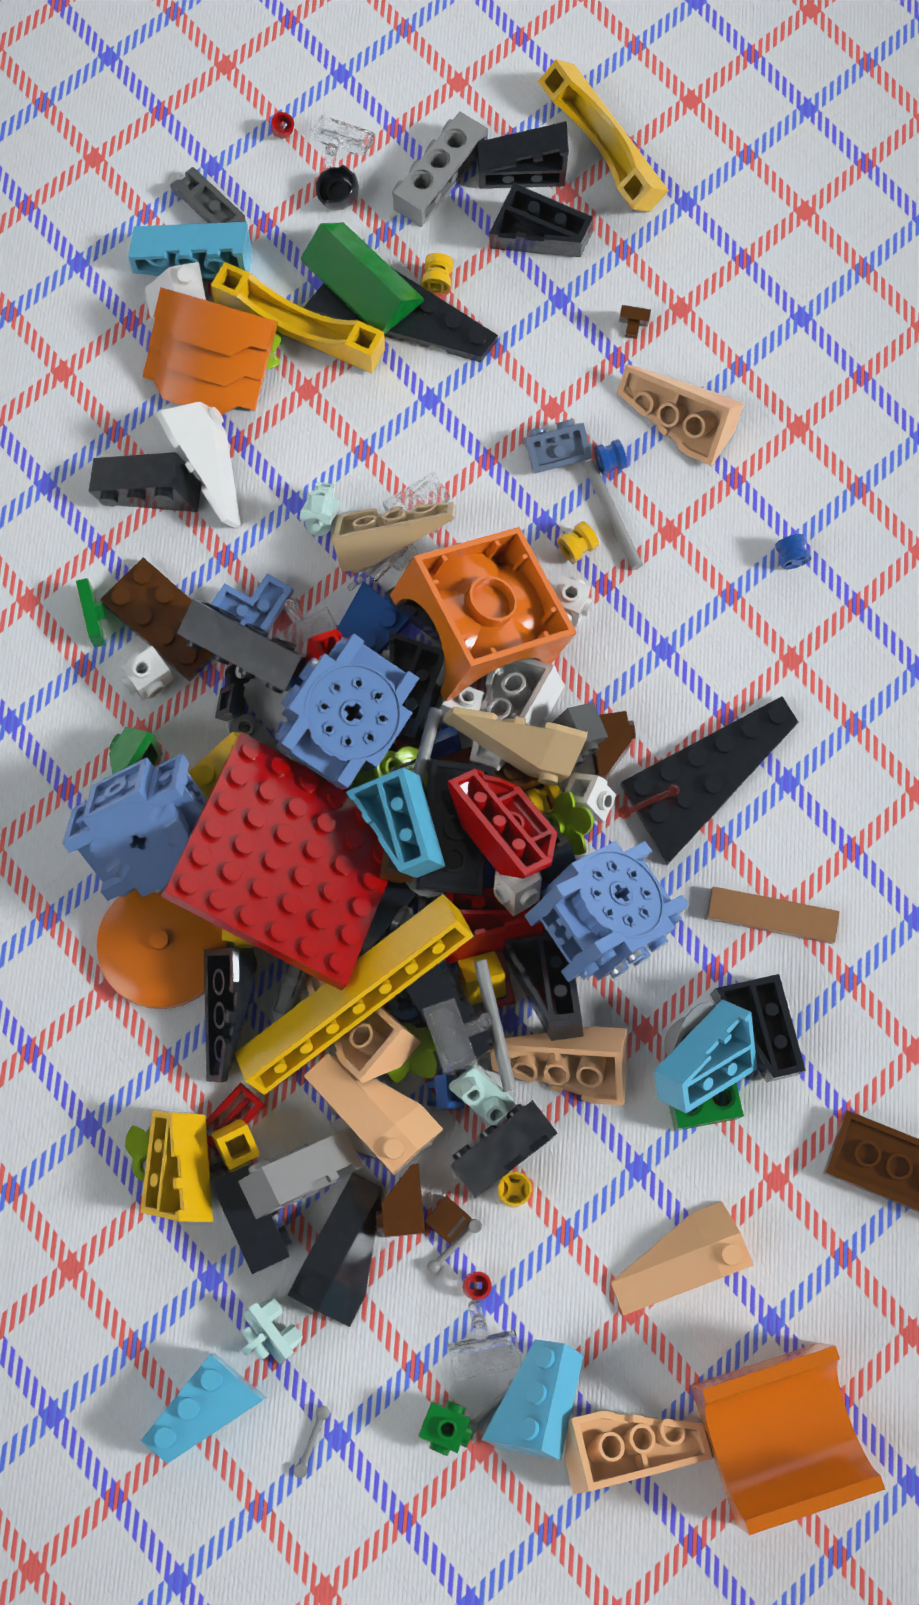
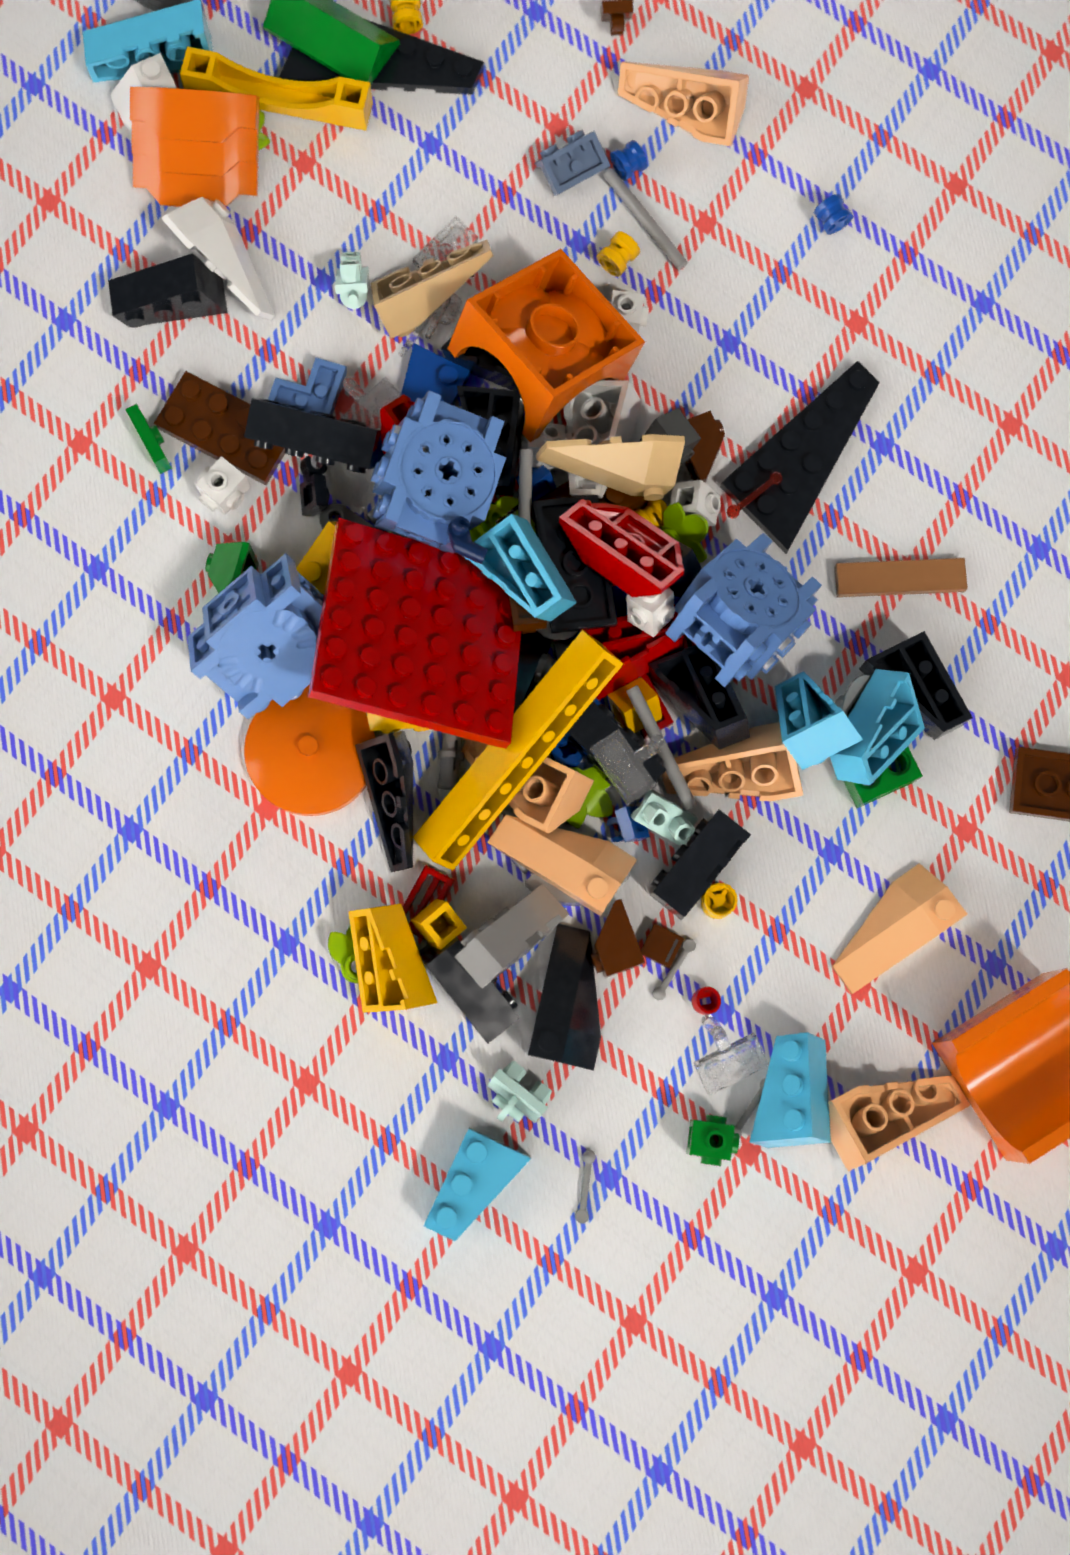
camera: 15 degrees left, 5 degrees up
(349, 782) = (461, 540): none -> dark blue arm
(643, 1037) = (811, 722): none -> medium azure wedge

